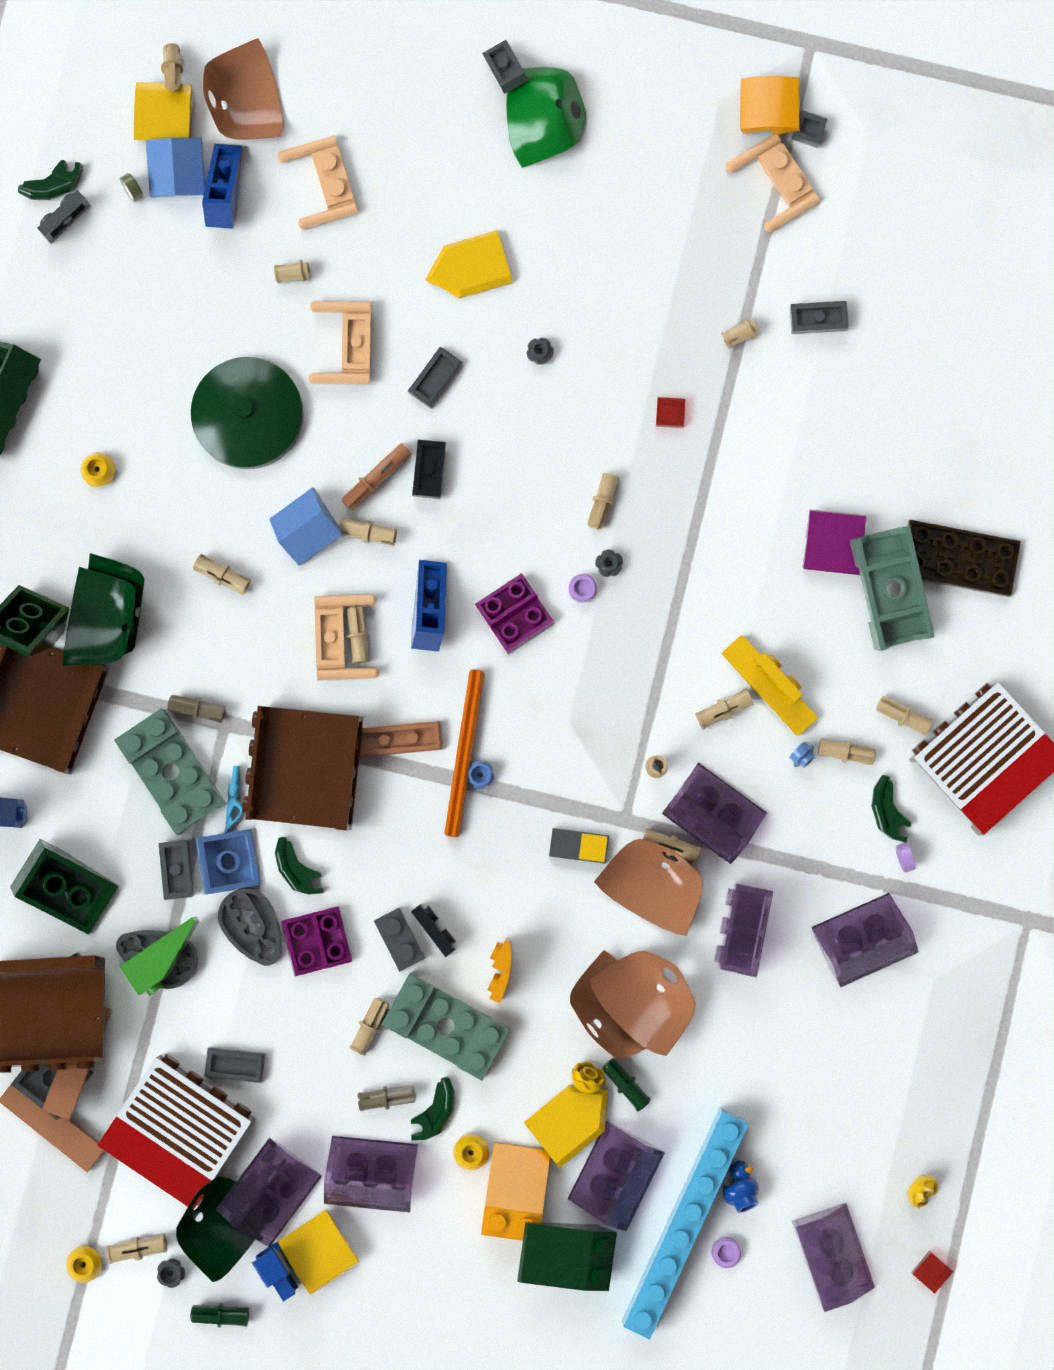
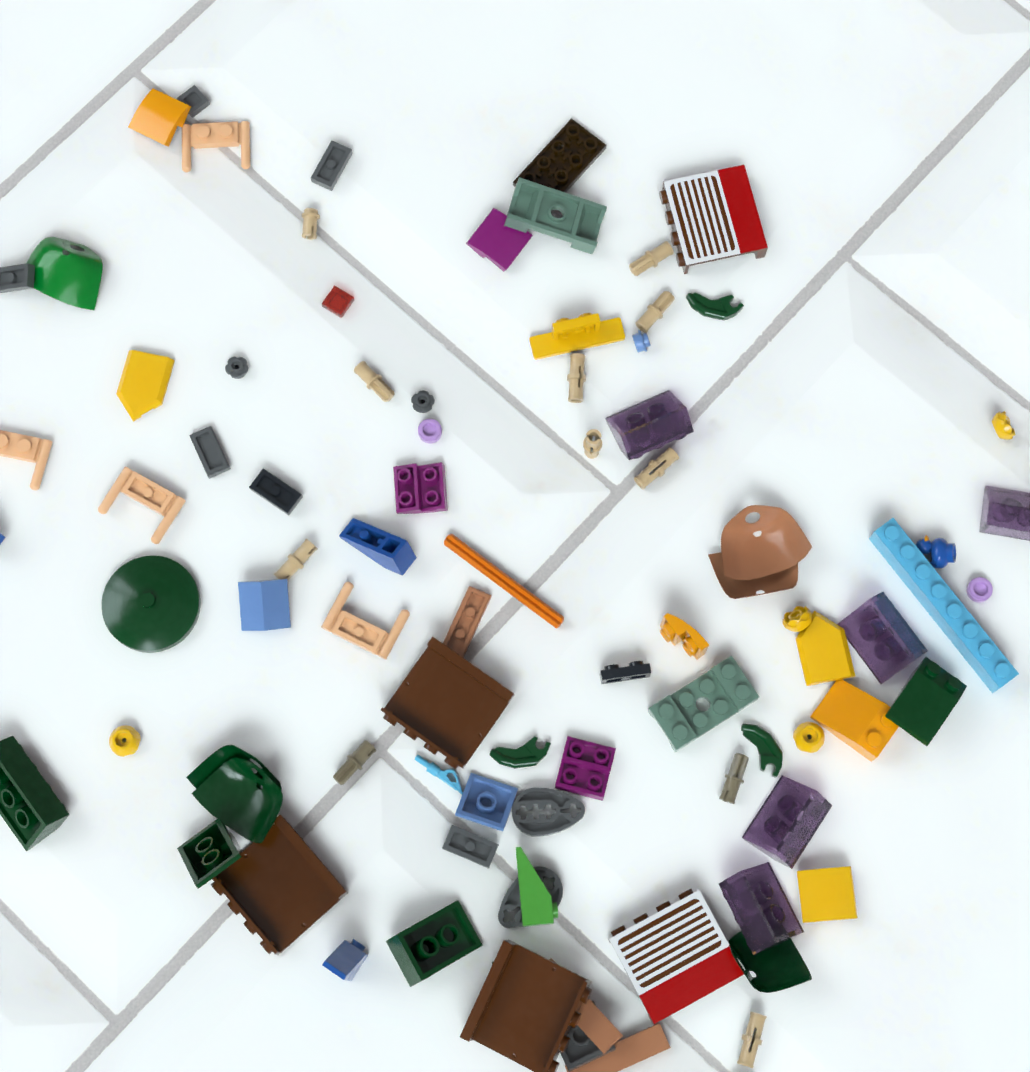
camera: 65 degrees left, 10 degrees down
(154, 746) = (365, 816): sand green piece -> none
(166, 1279) = (787, 1016): dark grey plate -> none
(219, 1315) = (838, 1001): dark green axle -> none
(222, 574) = (262, 688): tan pin -> none
(234, 1065) = (647, 883): dark grey tile -> none
(275, 1270) = (825, 933): blue piece -> none
(292, 272) = (66, 512): tan pin -> none
(358, 635) = (369, 610): tan axle -> none
(369, 1026) = (672, 762): tan axle -> none
(374, 478) = (258, 533): nougat axle -> none
(399, 939) = (617, 704): dark grey plate -> none
(488, 776) = (526, 571): medium blue plate -> none
(578, 845) = (619, 534): tile -> none
(626, 1084) = (817, 594): dark green axle -> none
(650, 891) = (689, 496): nougat piece -> none
(743, 929) = (747, 446): clear purple slope -> none
(865, 939) = (799, 369): clear purple slope -> none
(905, 857) = (754, 310): lavender tile -> none

